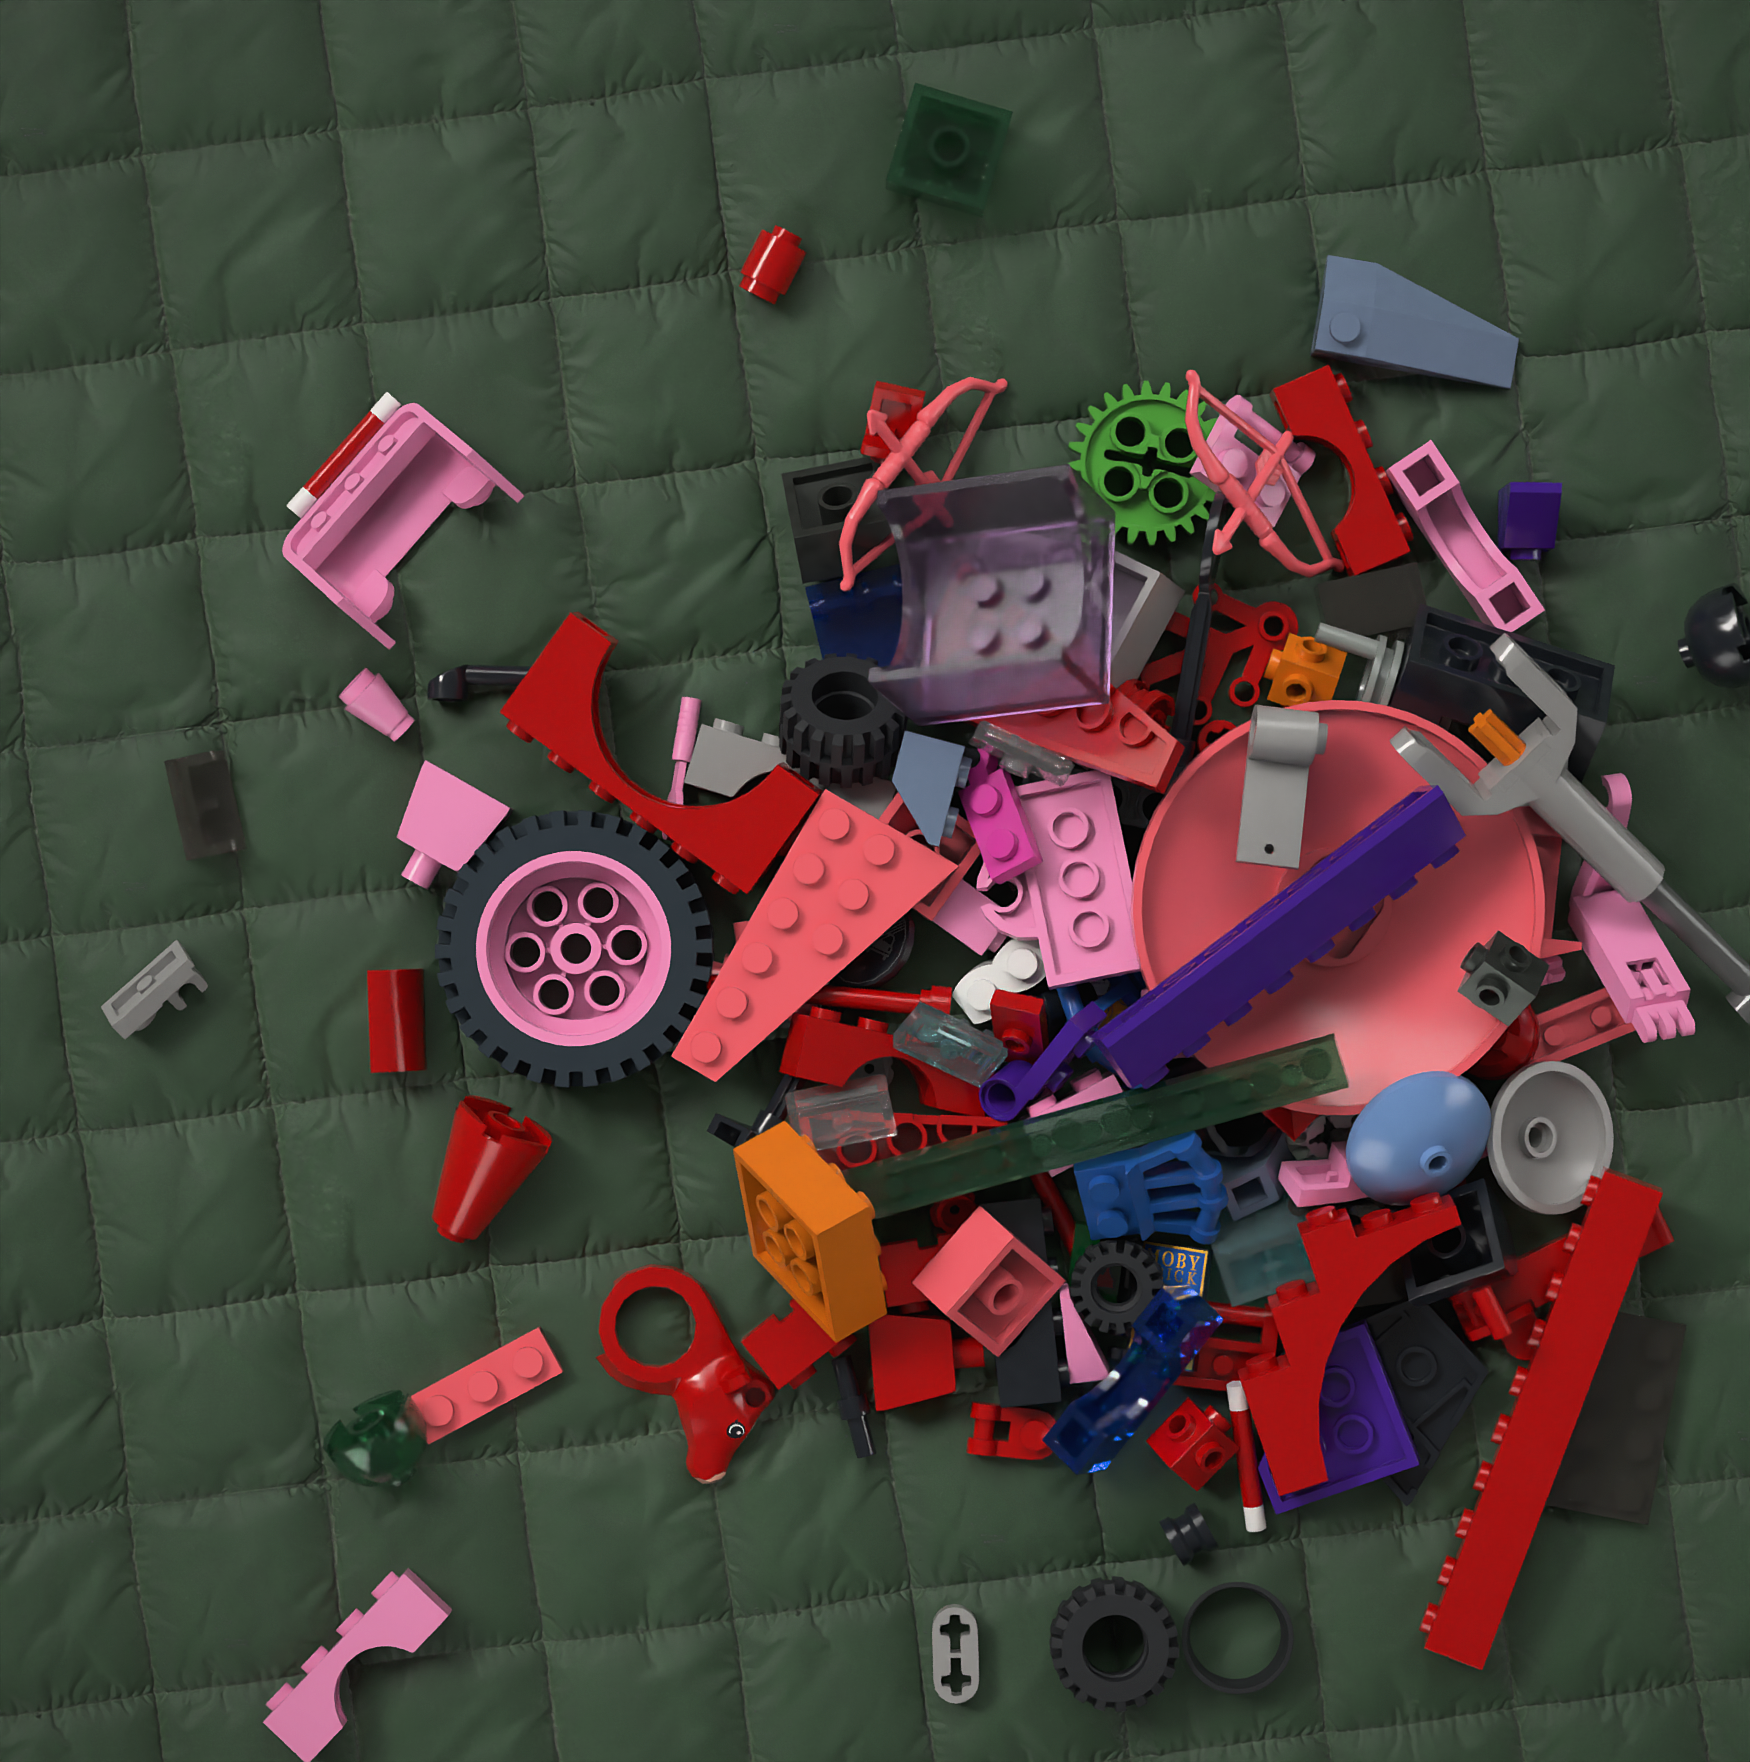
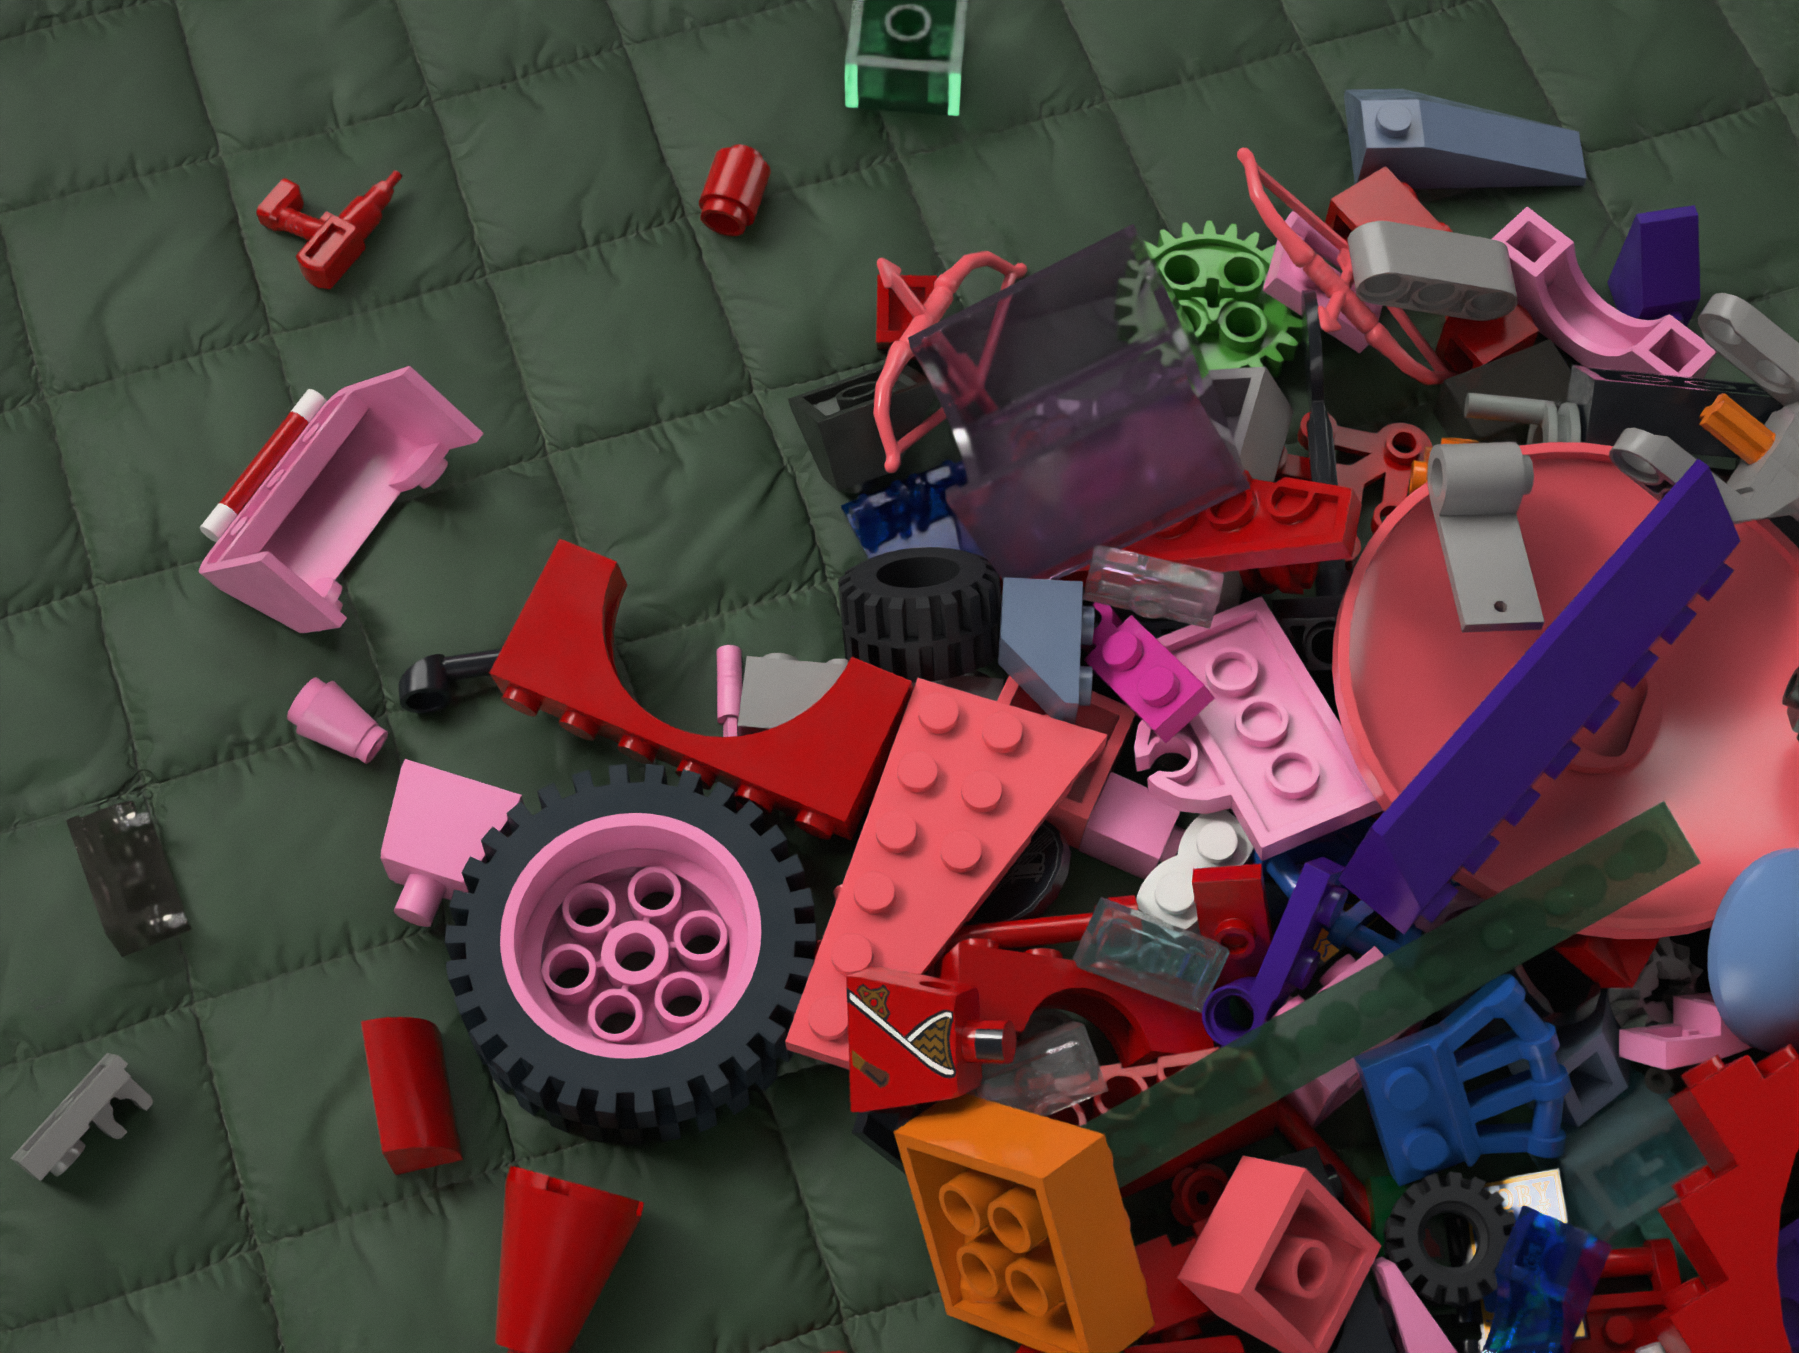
camera: 10 degrees left, 25 degrees down
(427, 244) = (332, 239): none -> red piece
(762, 1086) = (917, 1039): none -> red torso
(1326, 499) = (1432, 271): none -> light grey beam

